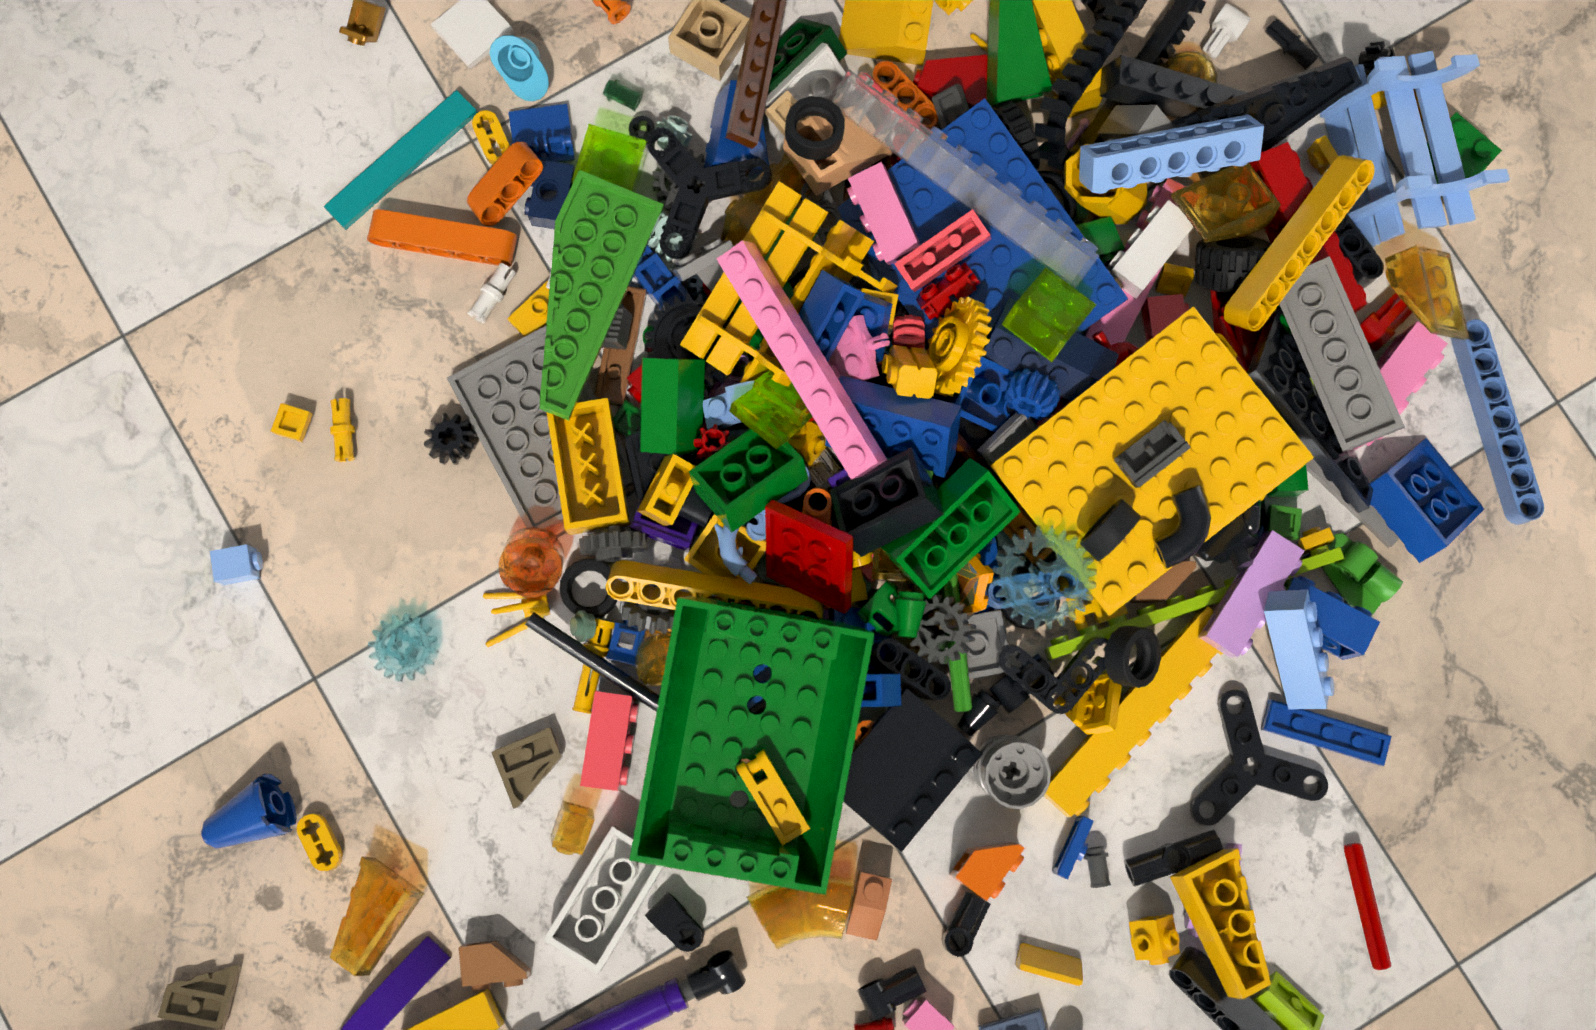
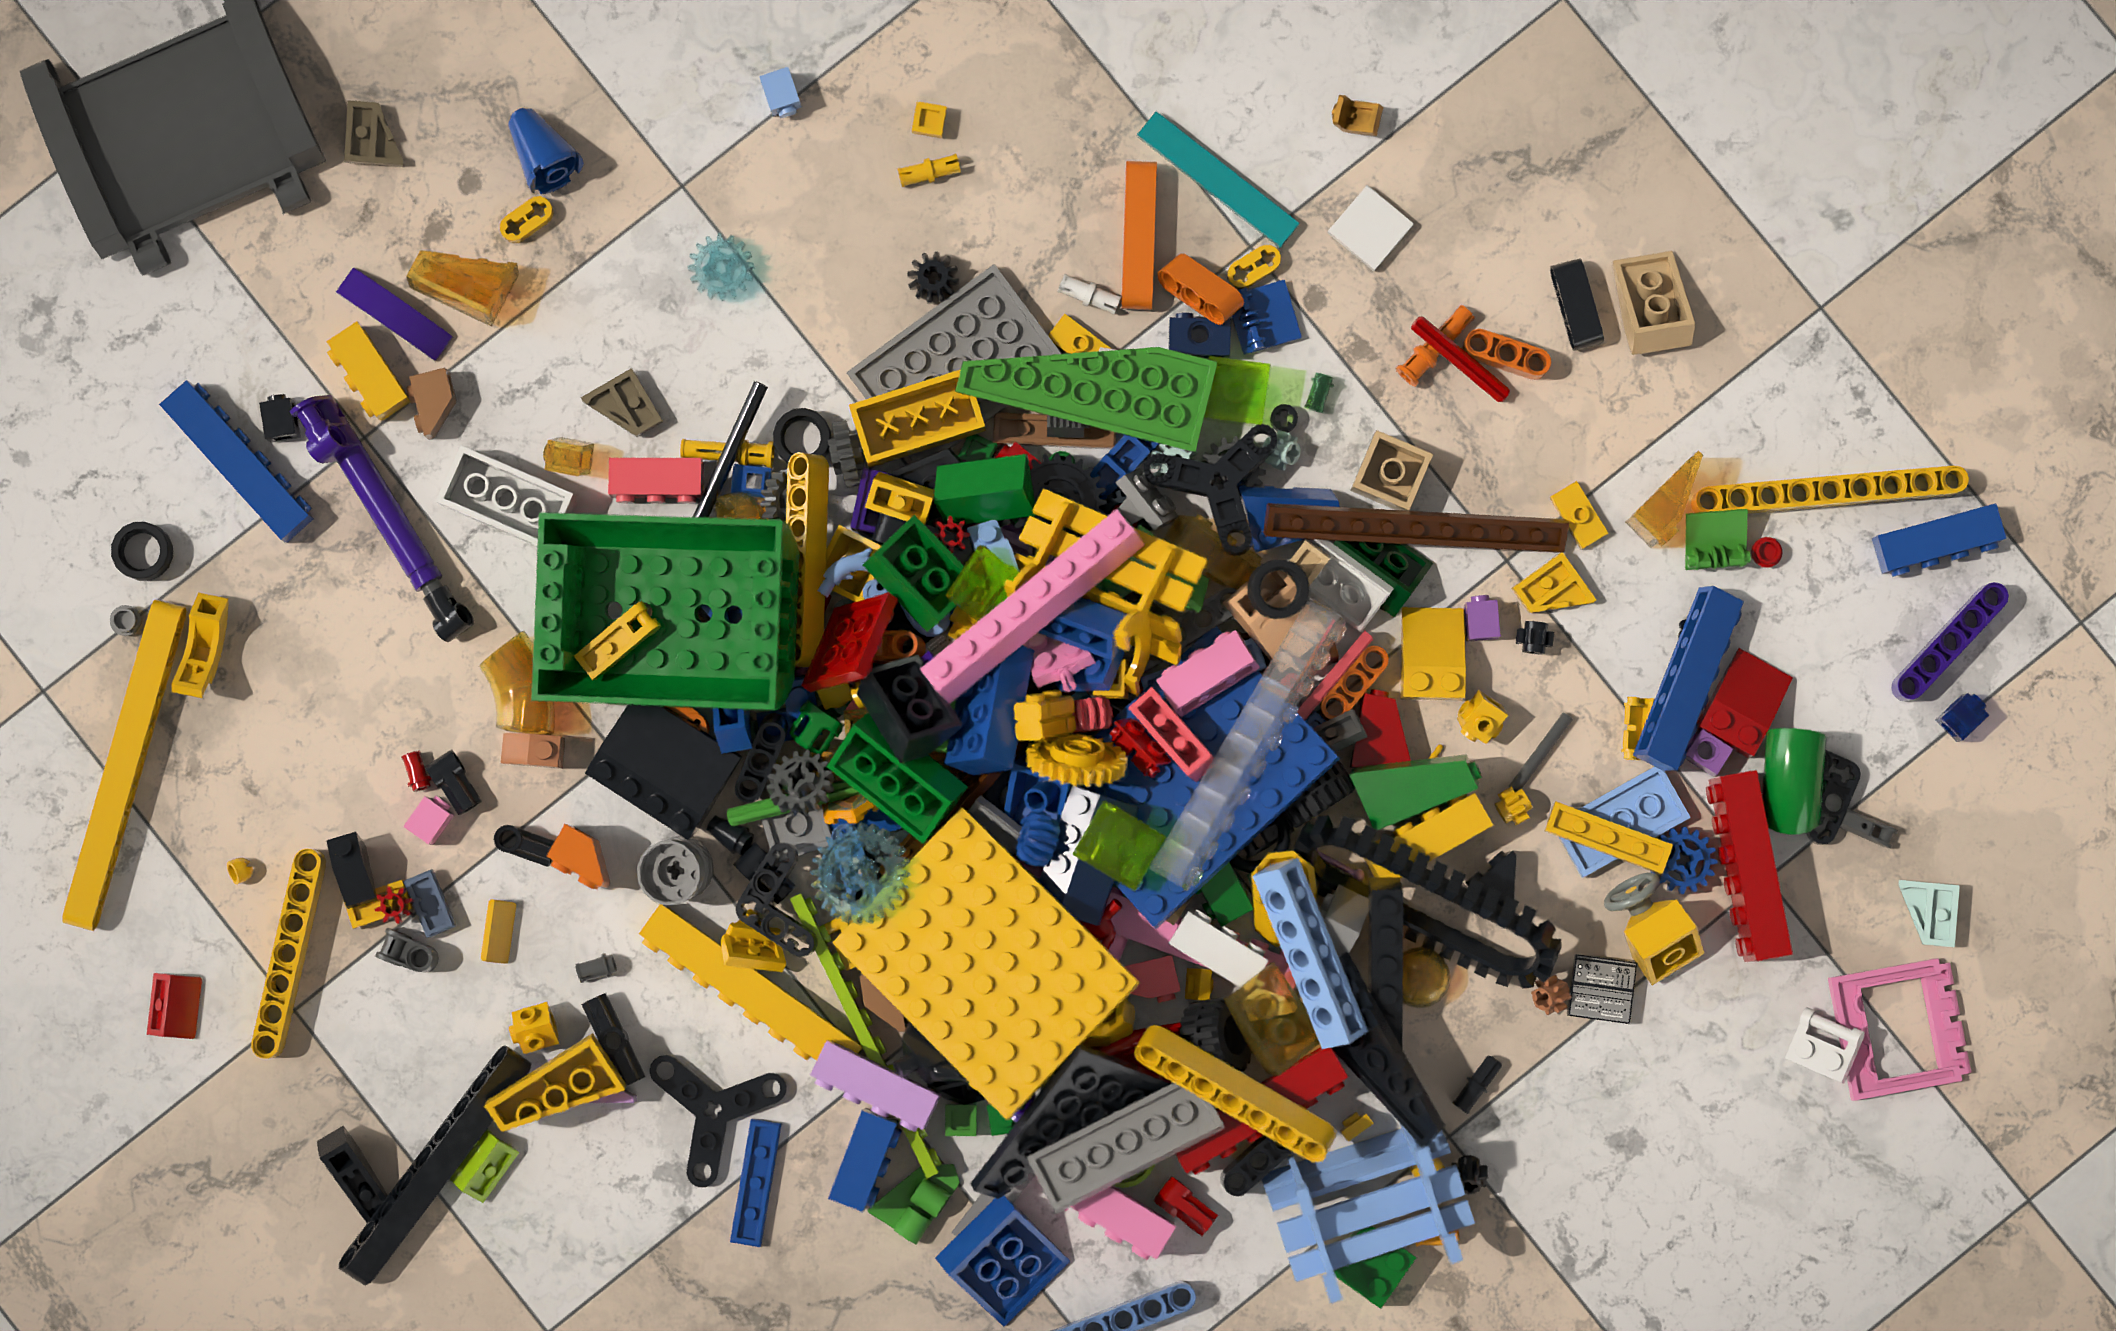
camera: 90 degrees right, 5 degrees up
(520, 66) = (1333, 283): medium azure piece -> none
(520, 574) = (818, 377): clear orange brick -> none
(529, 605) = (778, 386): yellow plant -> none
(583, 626) = (761, 436): sand green plate -> none
(671, 918) = (495, 563): black piece -> none
(909, 613) = (811, 748): green cone -> none
(1074, 847) = (611, 943): blue plate -> none
(1110, 530) = (906, 925): black tyre -> none
(1118, 653) = (804, 957): black tyre -> none
(1151, 453) = (986, 957): dark grey hinge -> none
(1191, 529) = (917, 1004): black cylinder -> none
(1225, 28) = (1486, 1014): white axle -> none
(1298, 649) = (825, 1134): light blue brick -> none
(1315, 538) = (946, 1151): yellow plate -> none
(1367, 906) = (591, 1236): red axle -> none
(1429, 288) = (1213, 1243): clear yellow slope -> none

